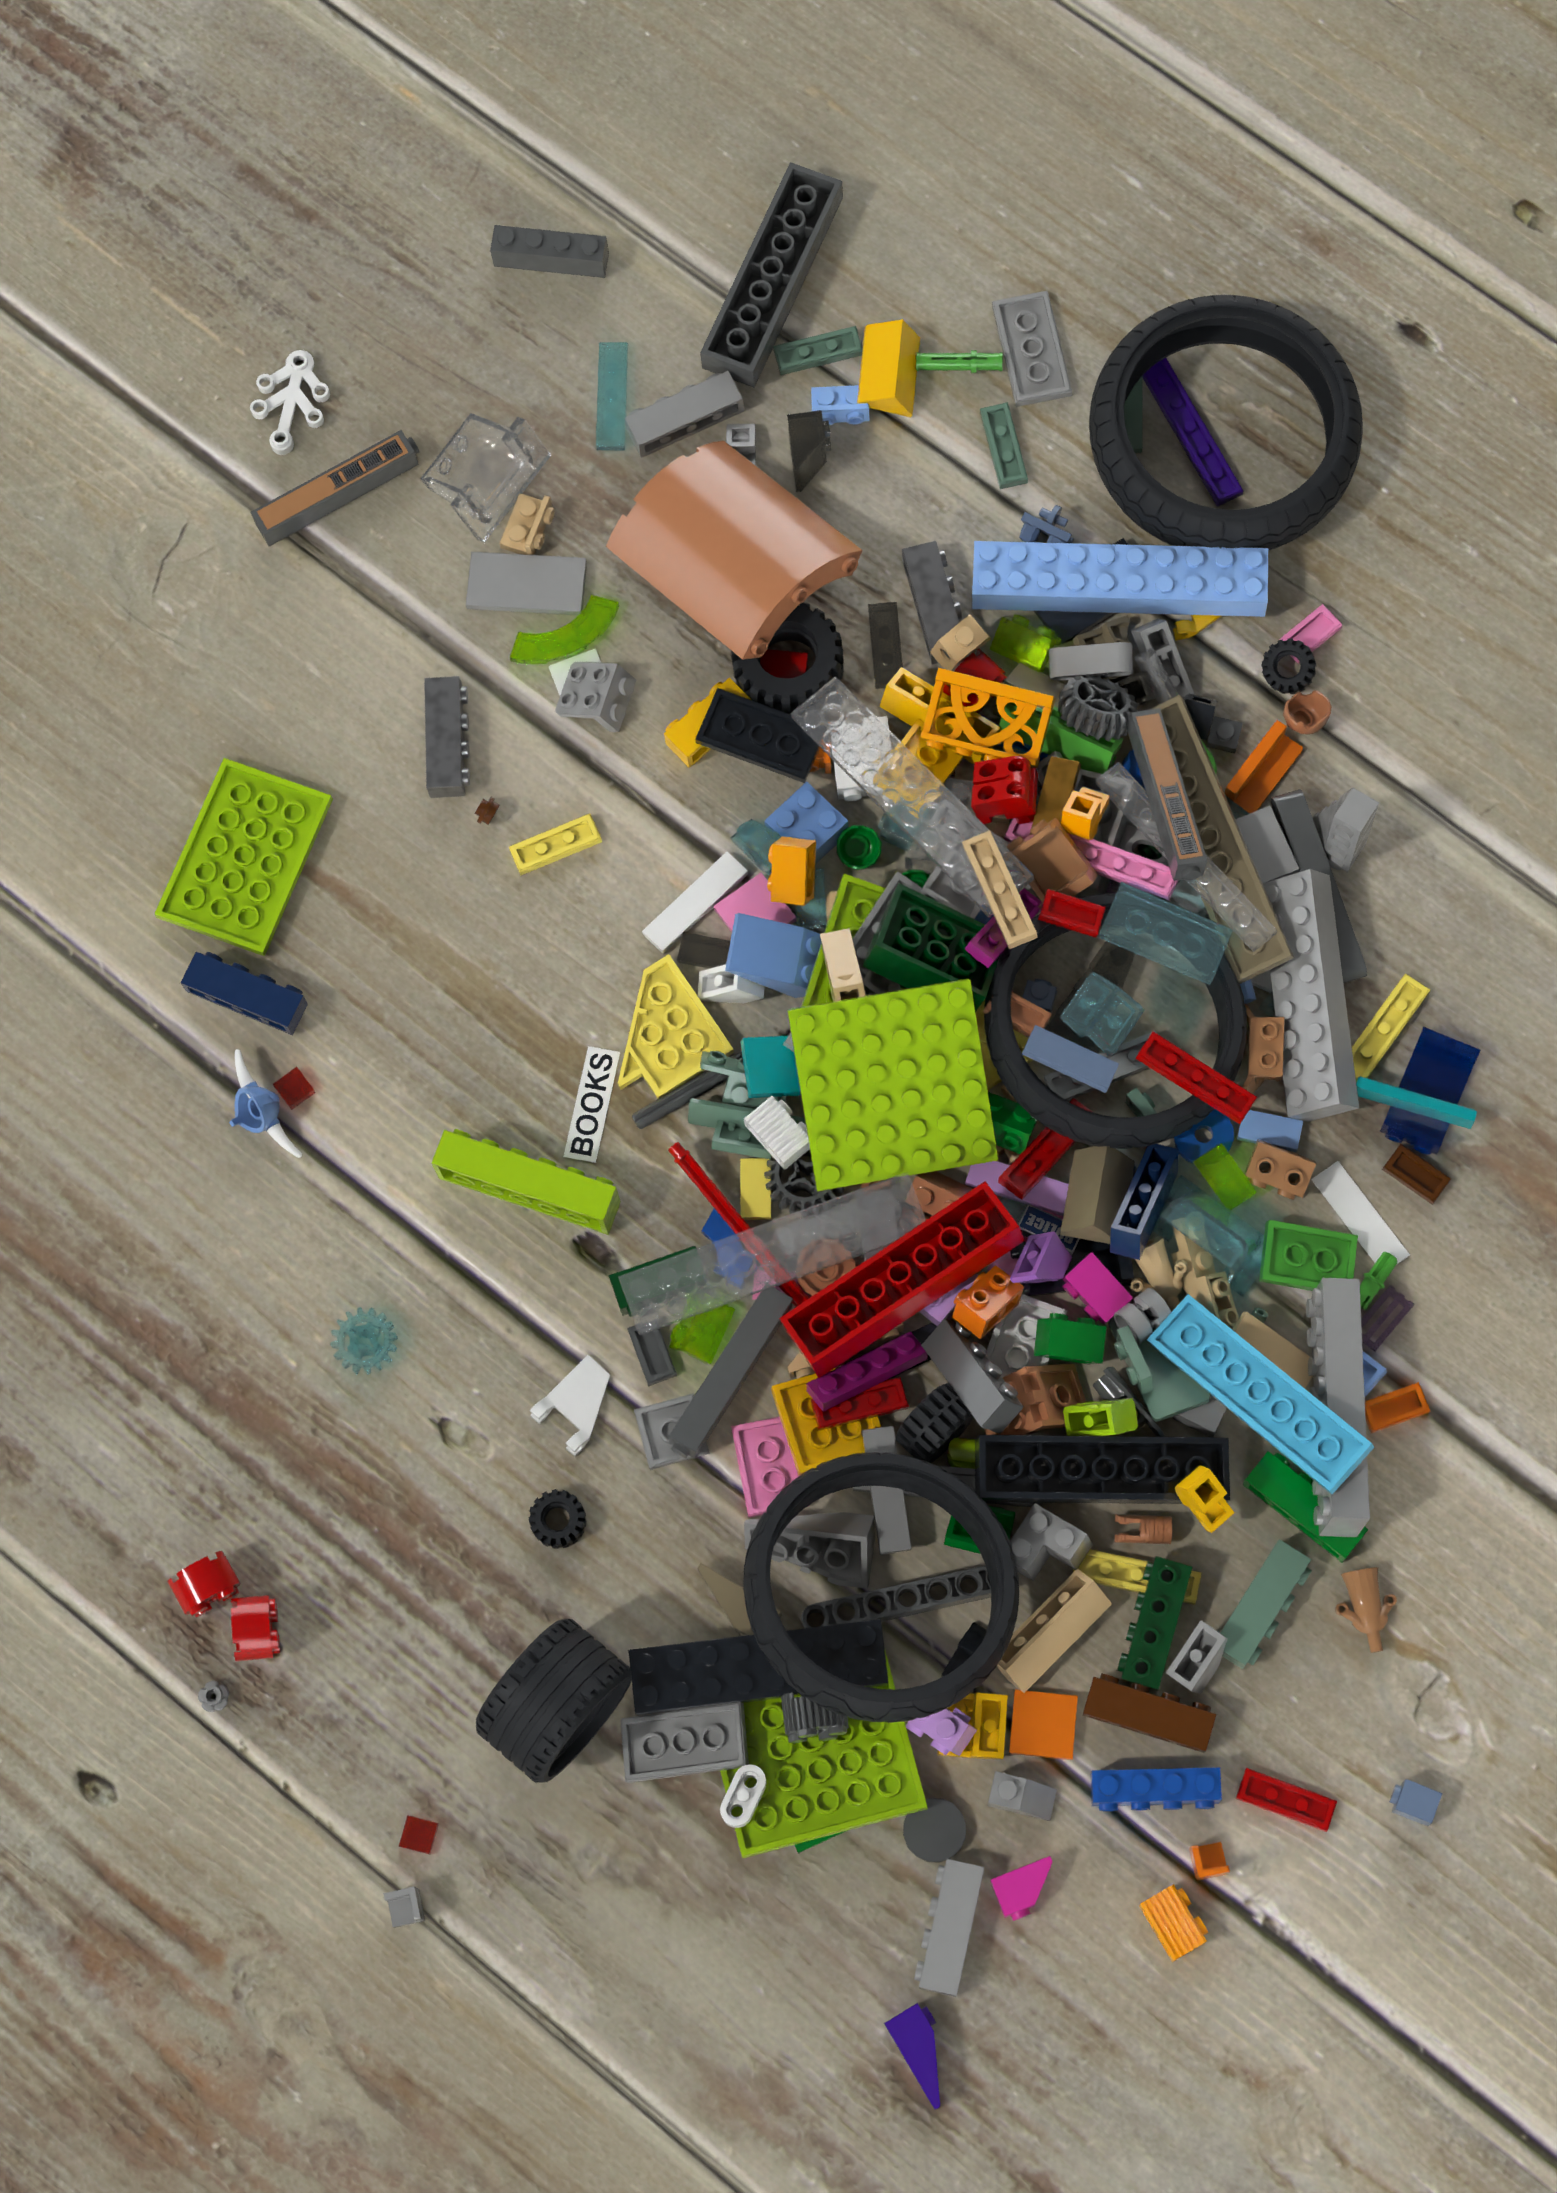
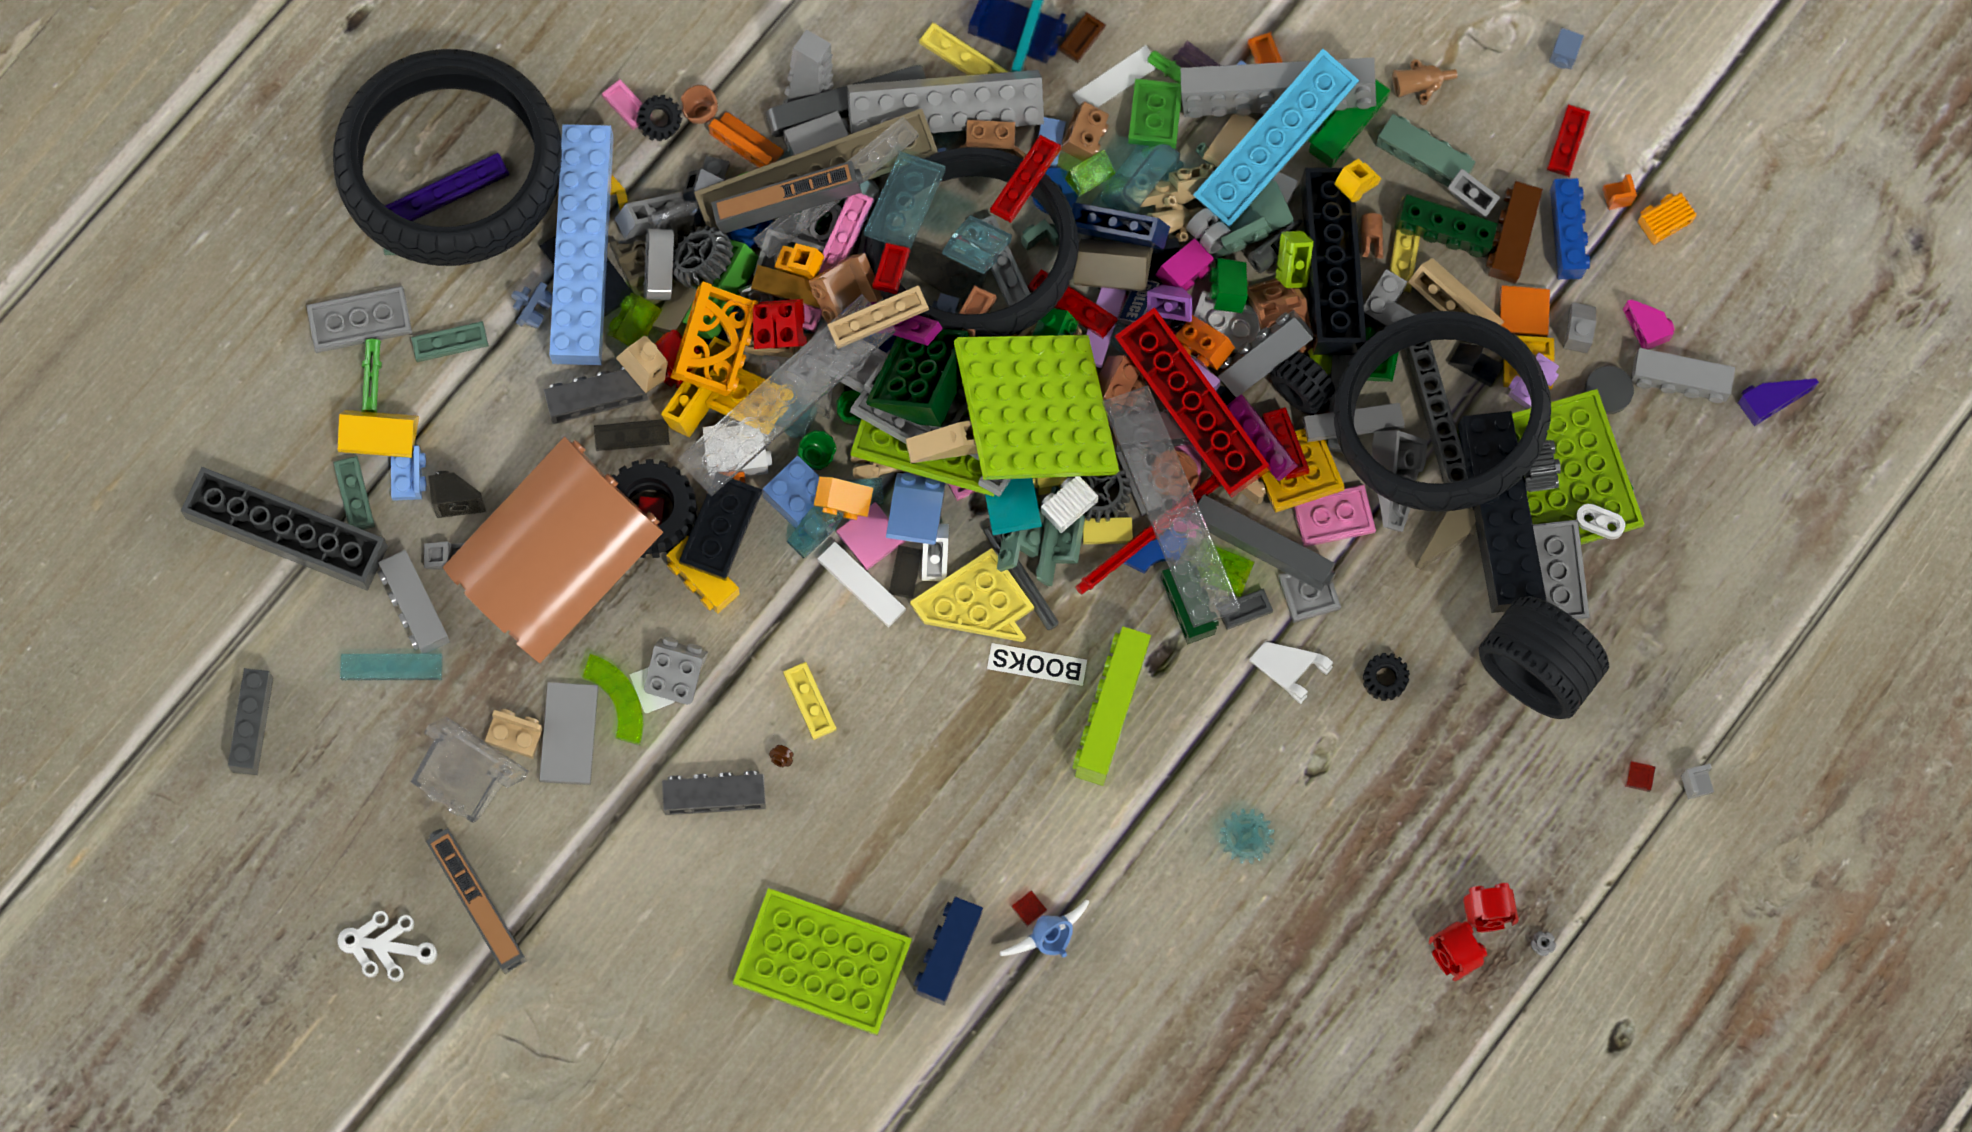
camera: 105 degrees left, 0 degrees up
(1070, 1058) = (1016, 267): sand blue tile -> none

